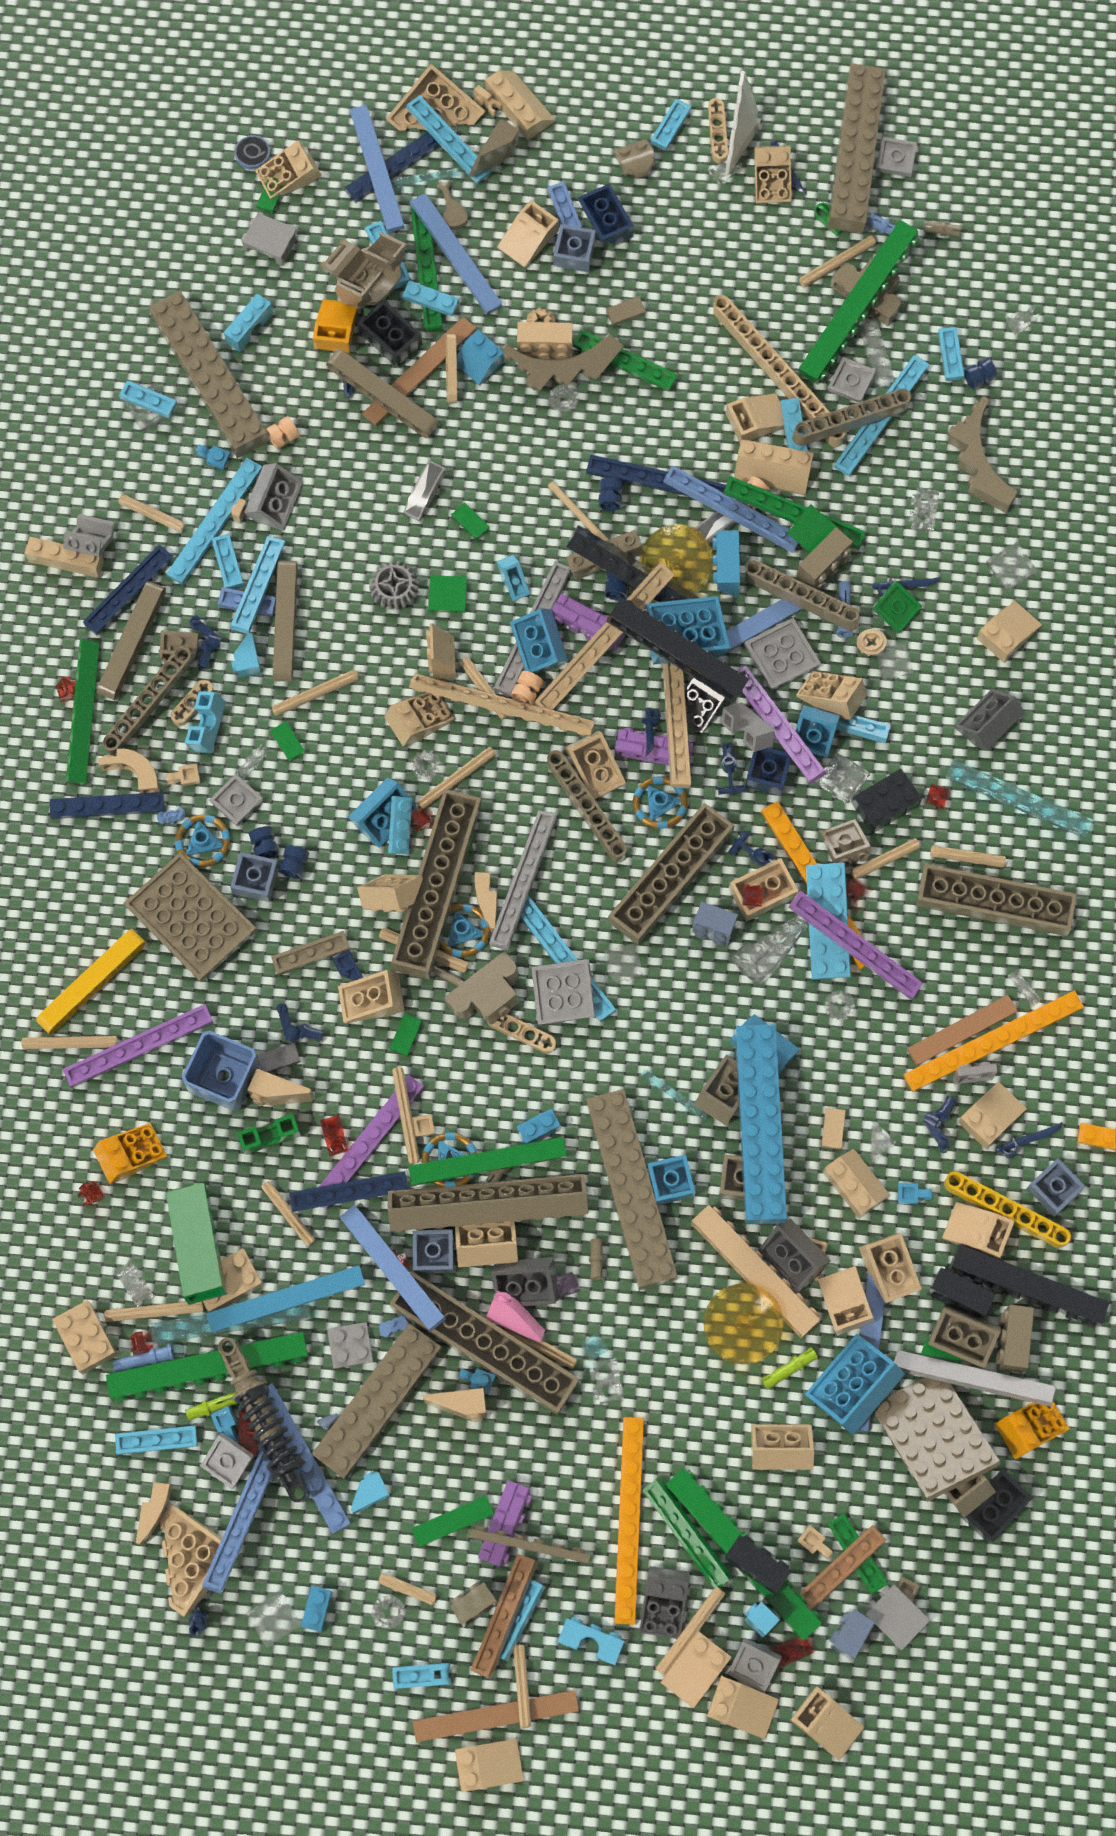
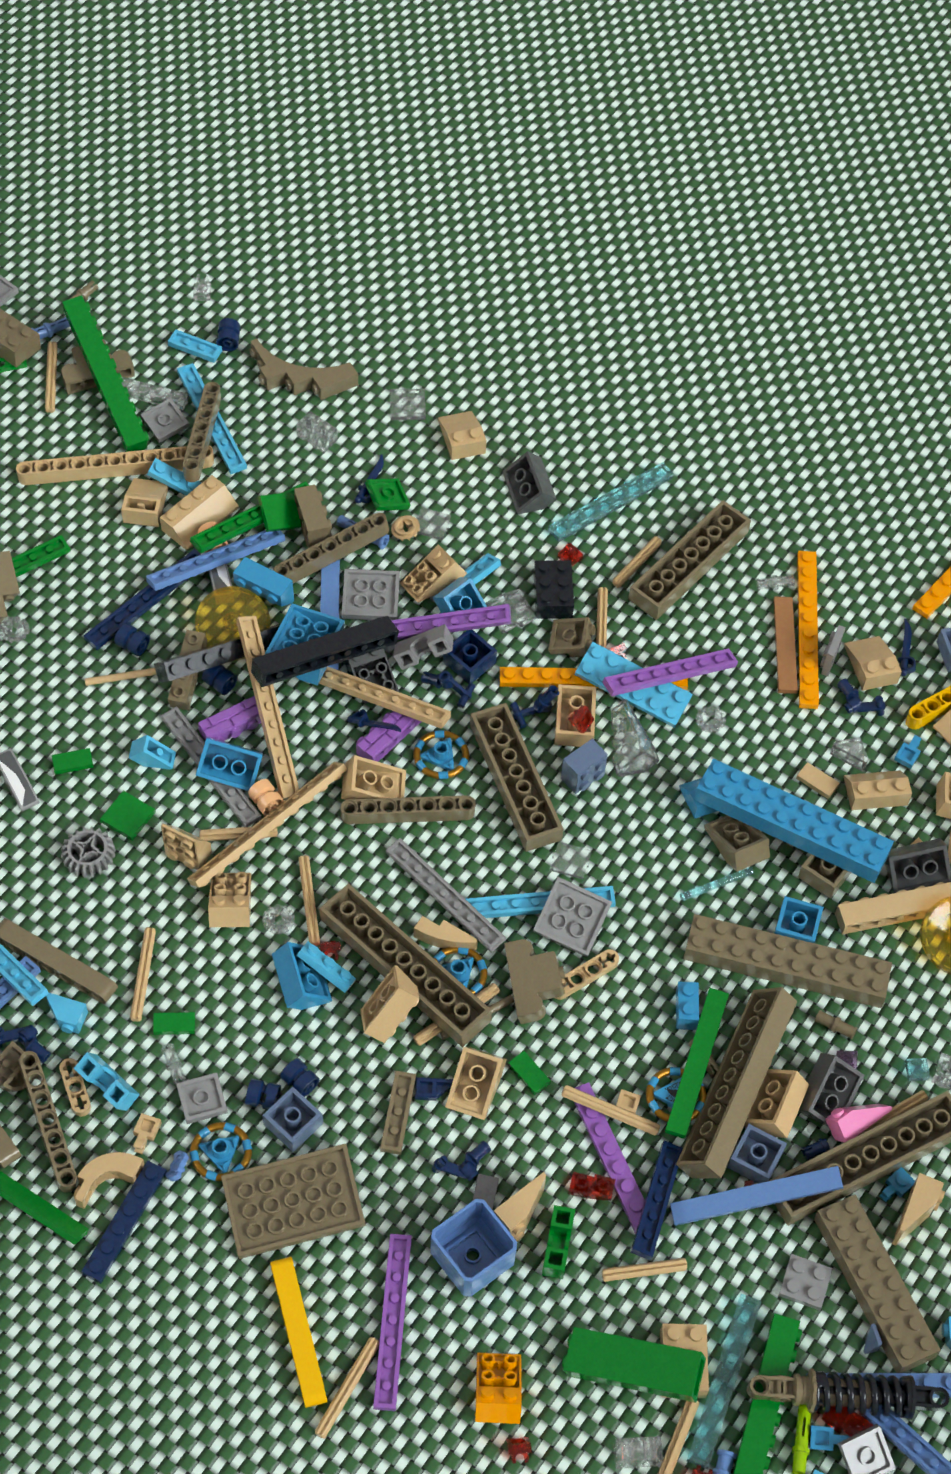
camera: 65 degrees left, 15 degrees down
(285, 1299) = (732, 1315): dark azure tile -> none
(393, 1326) = (805, 1239): medium blue piece -> none
(470, 1297) = (815, 1149): none -> dark blue pin

